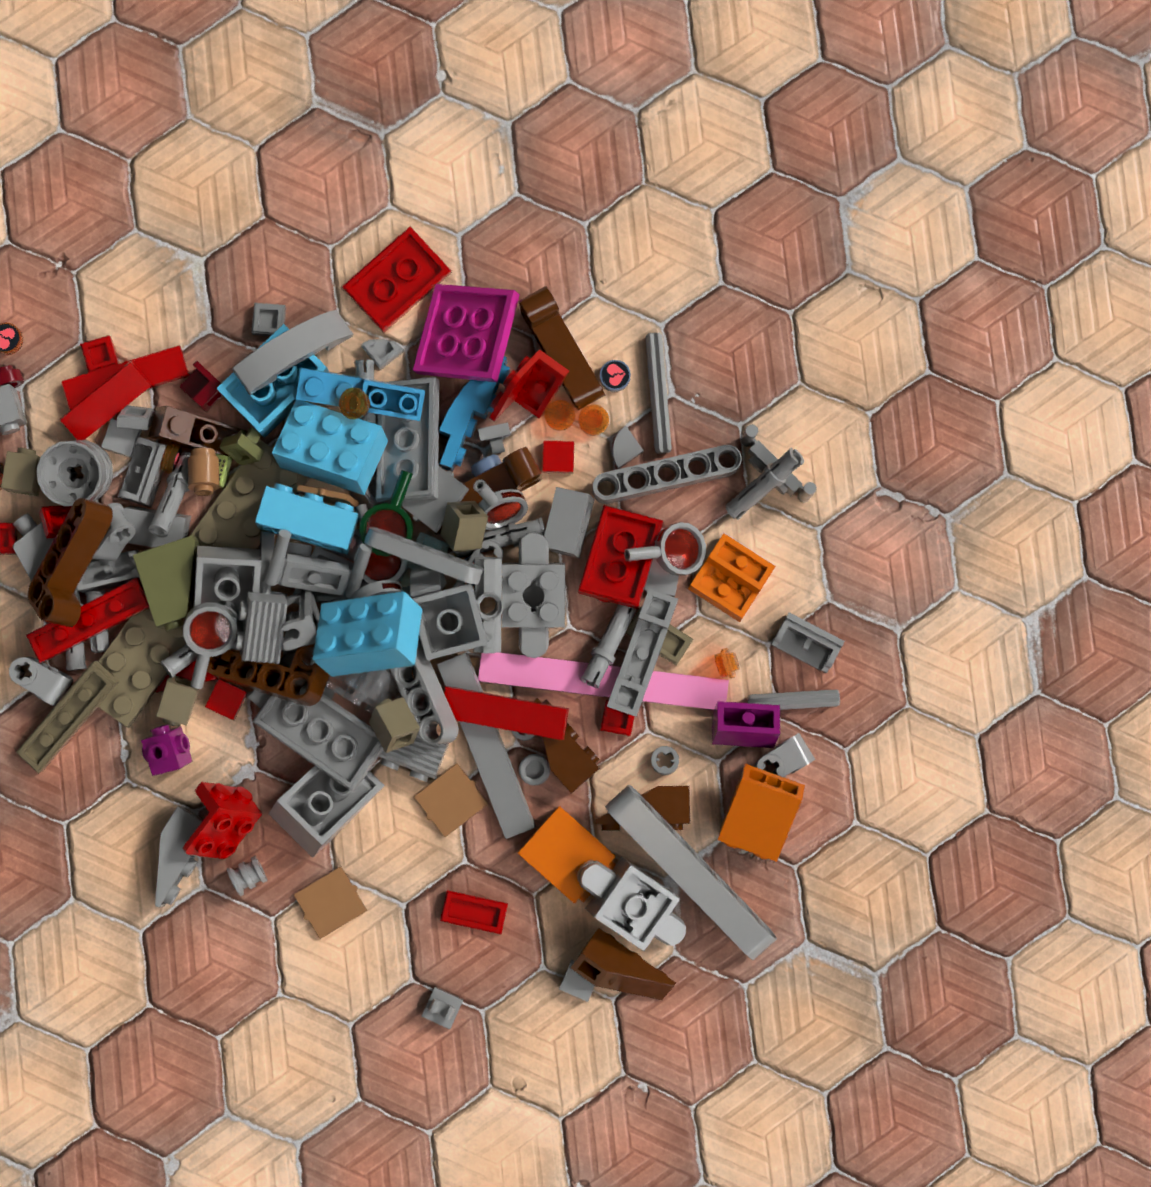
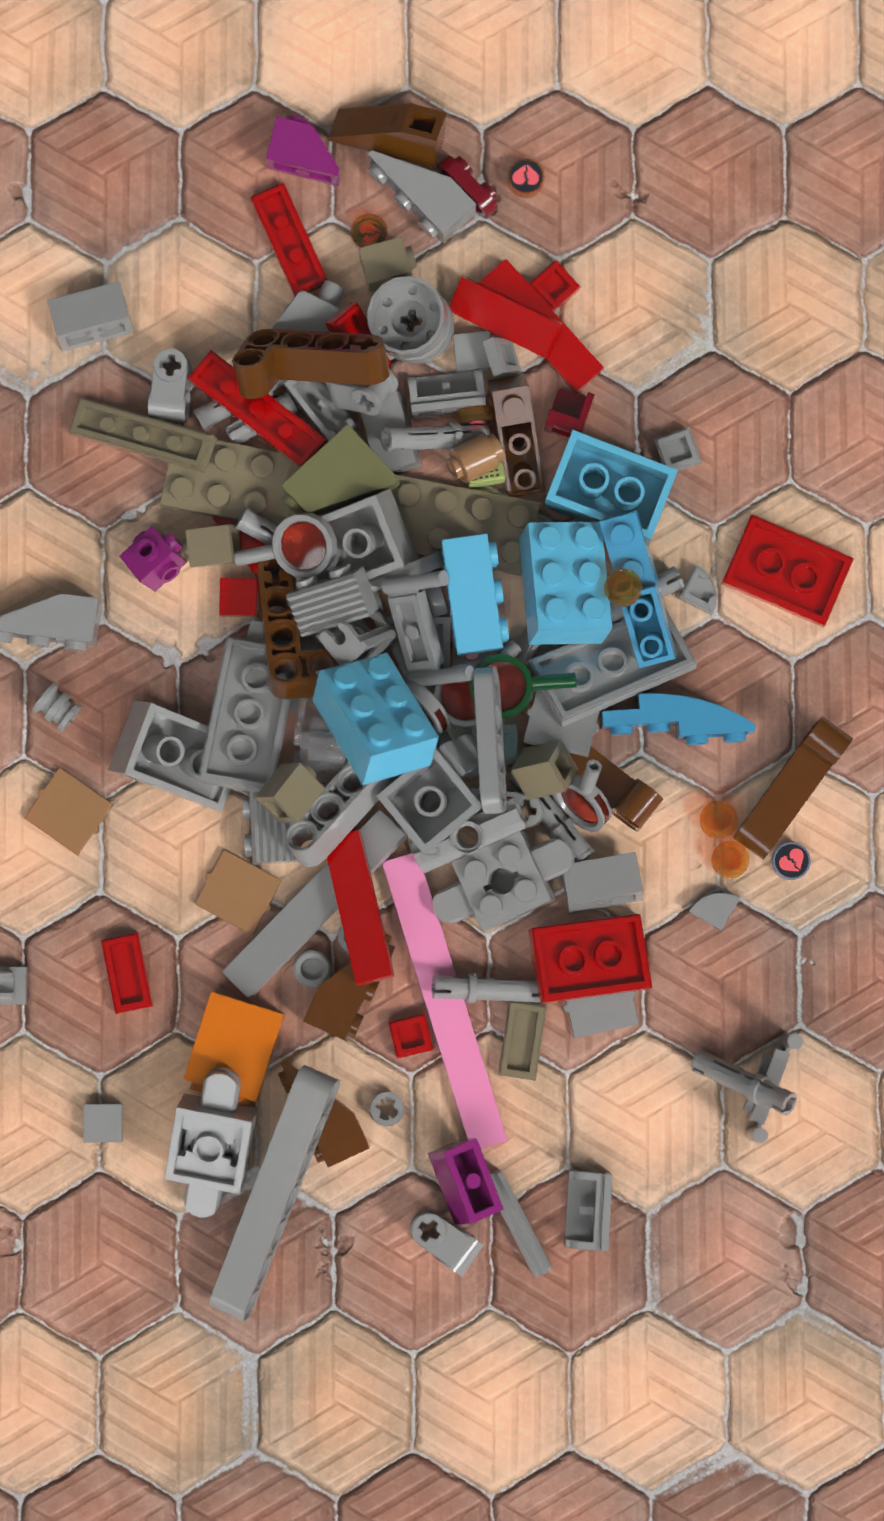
camera: 65 degrees right, 0 degrees up
(228, 822) = (107, 660): red bracket -> none
(243, 446) = (522, 488): olive tile -> none
(290, 349) = (653, 491): light grey slope -> none
(329, 496) = (510, 607): medium nougat piece -> none
(466, 332) = (761, 674): dark pink plate -> none
(485, 464) = (624, 762): sand blue tile -> none
(495, 435) = (662, 757): light grey tile -> none
(531, 385) = (734, 774): red bracket -> none
(558, 457) = (671, 839): red tile -> none
(617, 968) = (134, 1157): reddish brown slope -> none
(642, 652) = (493, 1030): light grey slope -> none
(658, 393) = (793, 918): light grey axle -> none
(678, 464) = (723, 975): light grey beam -> none
(678, 549) = (627, 1017): piece -> none
(727, 663) = (524, 1130): clear orange plate -> none
(731, 577) = (623, 1092): orange slope -> none
(761, 813) = (374, 1242): orange brick -> none

